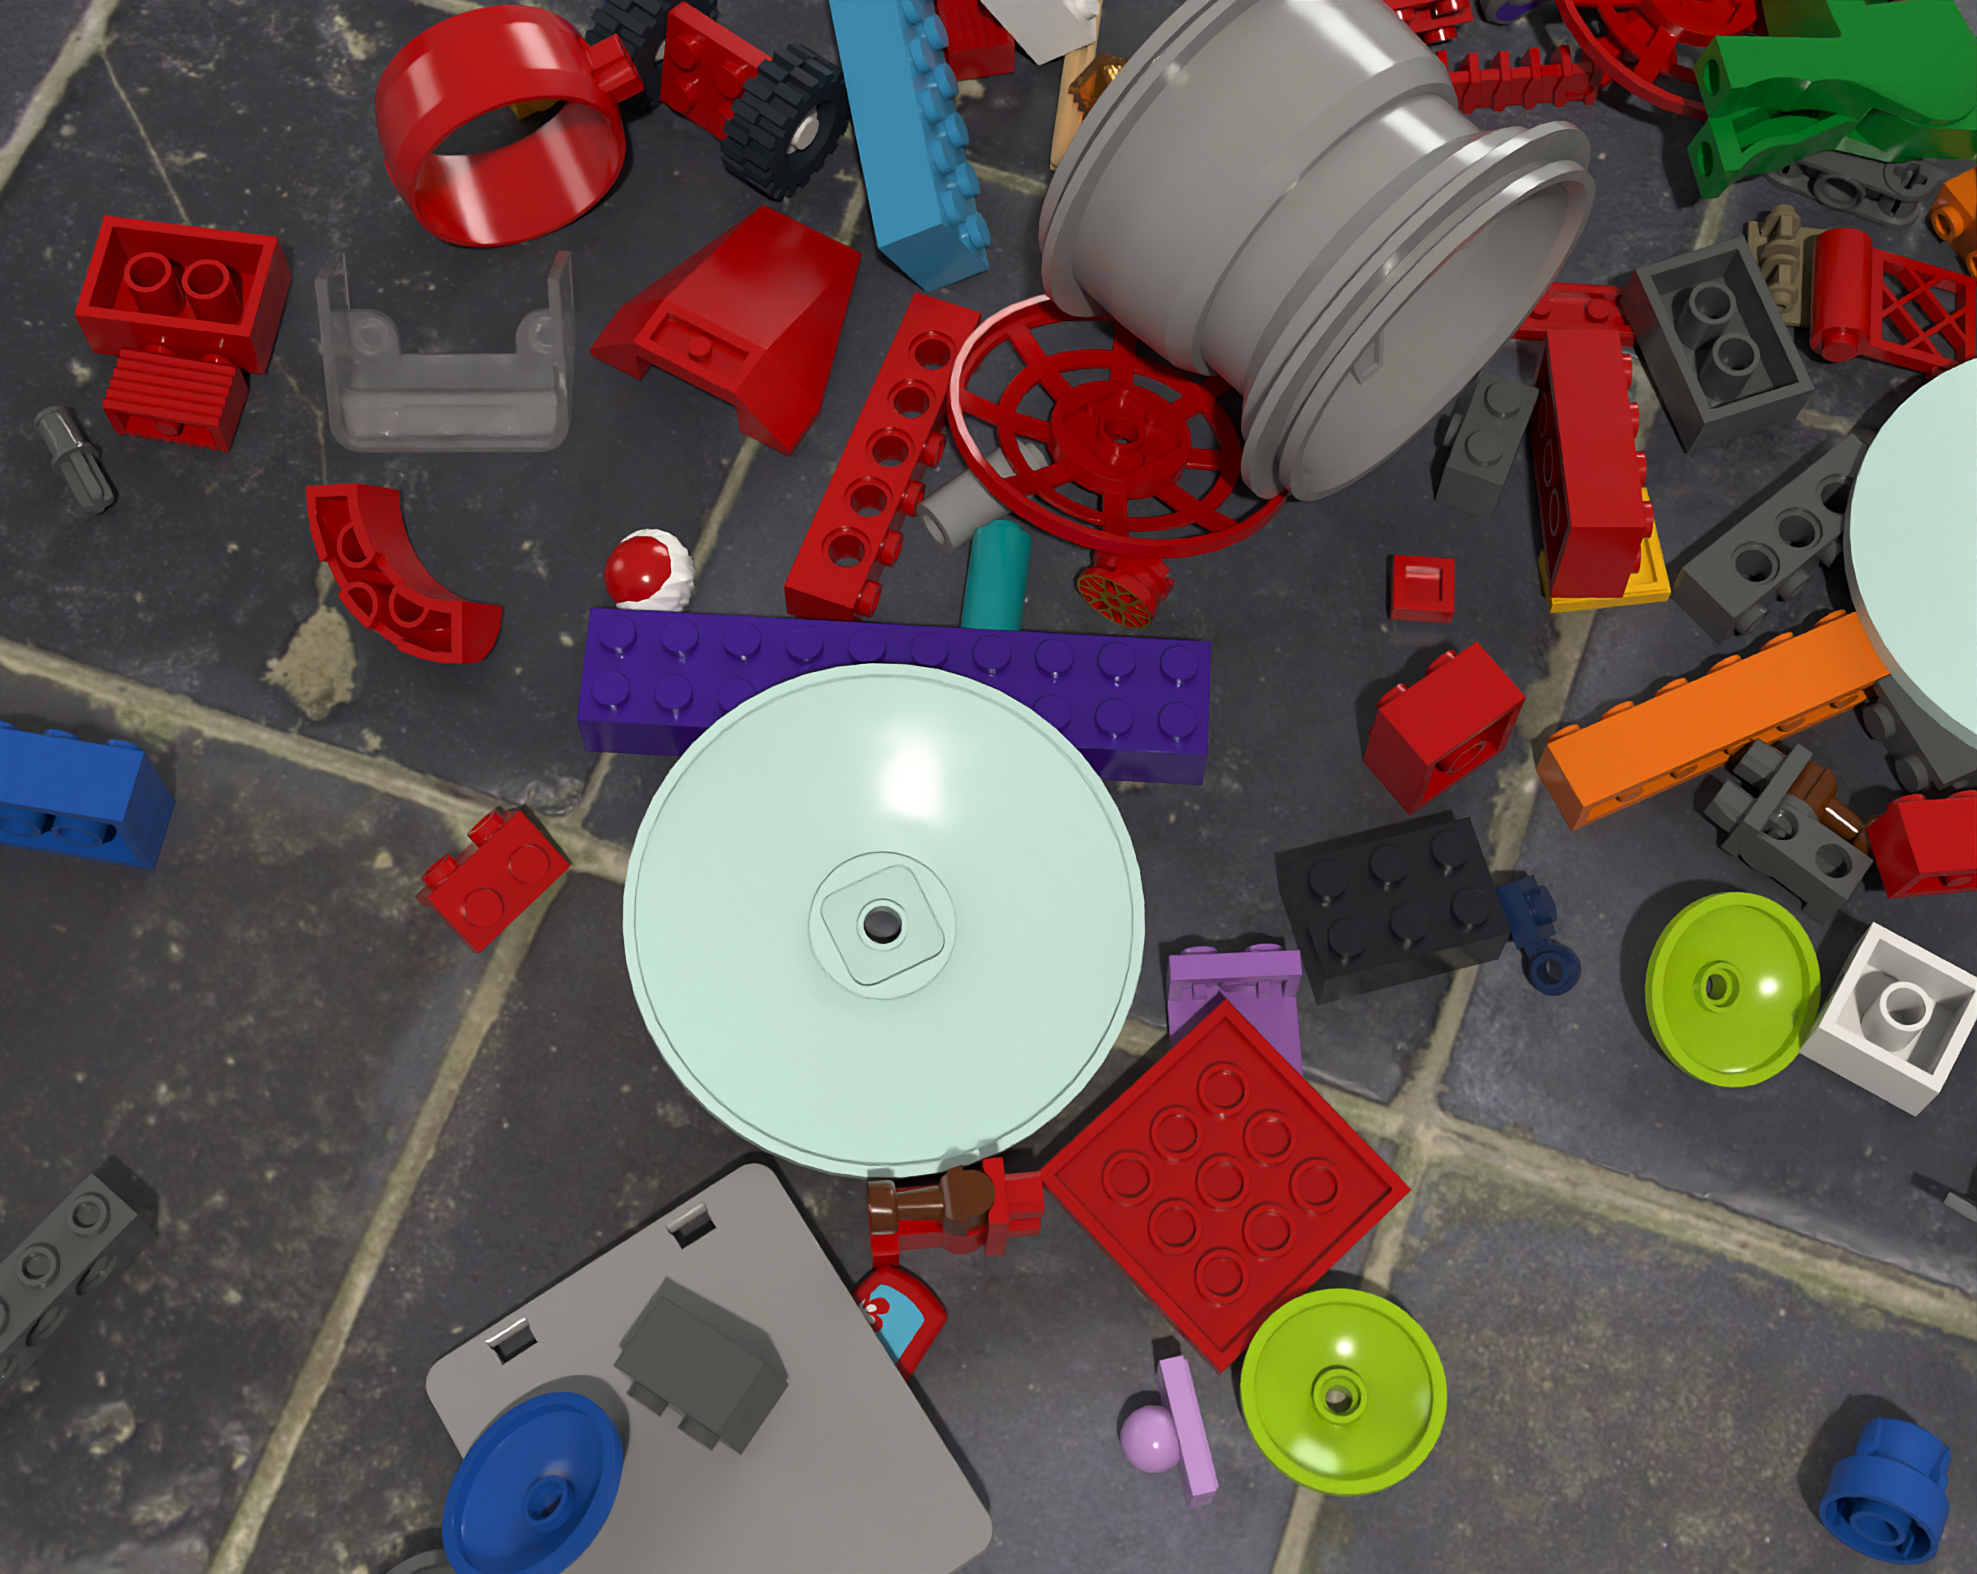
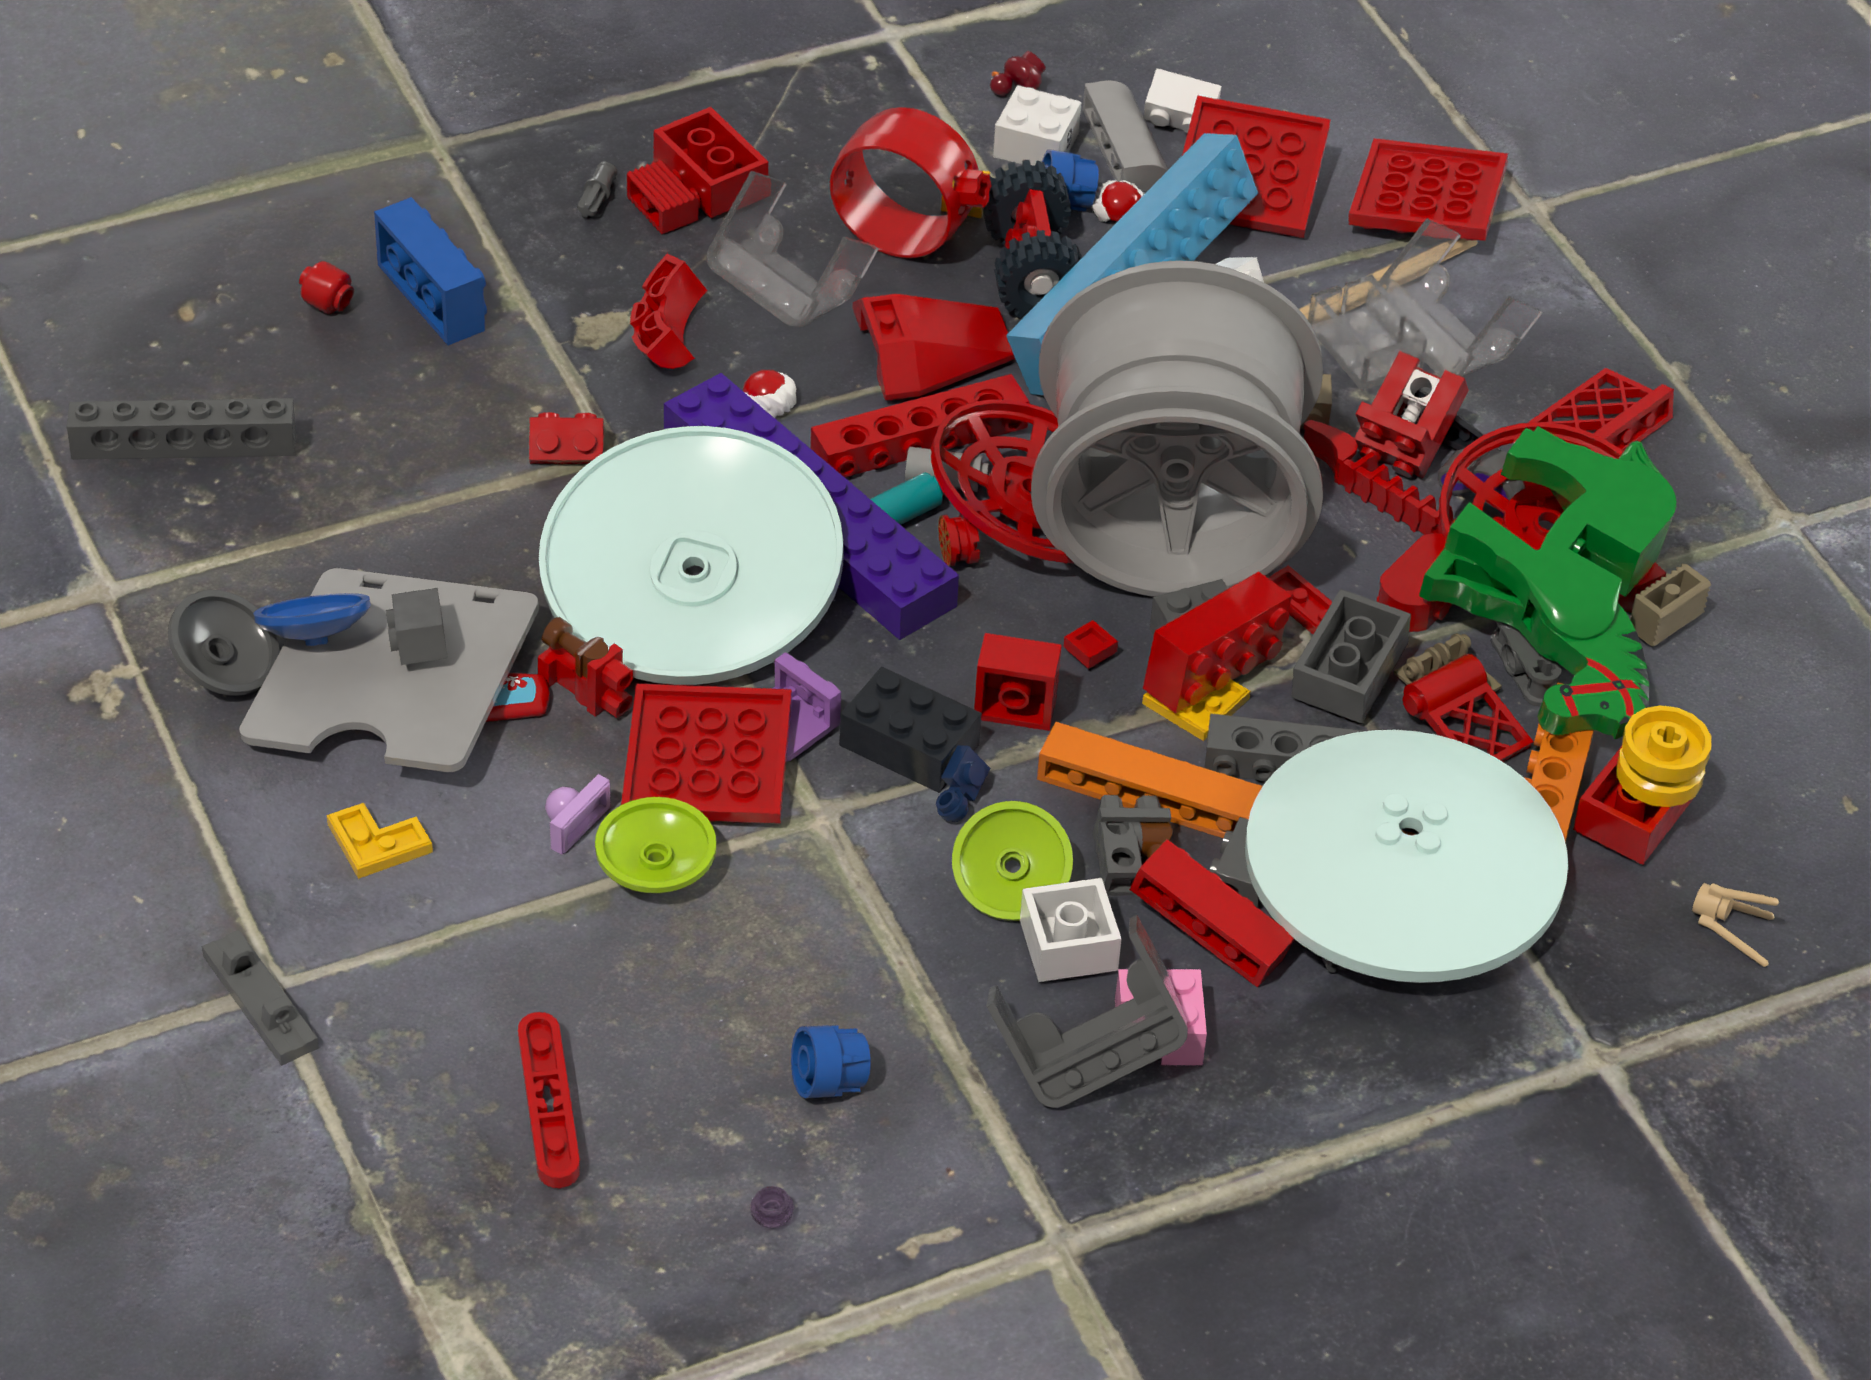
camera: 45 degrees right, 20 degrees down
(1643, 175) = (1403, 582): none -> red brick

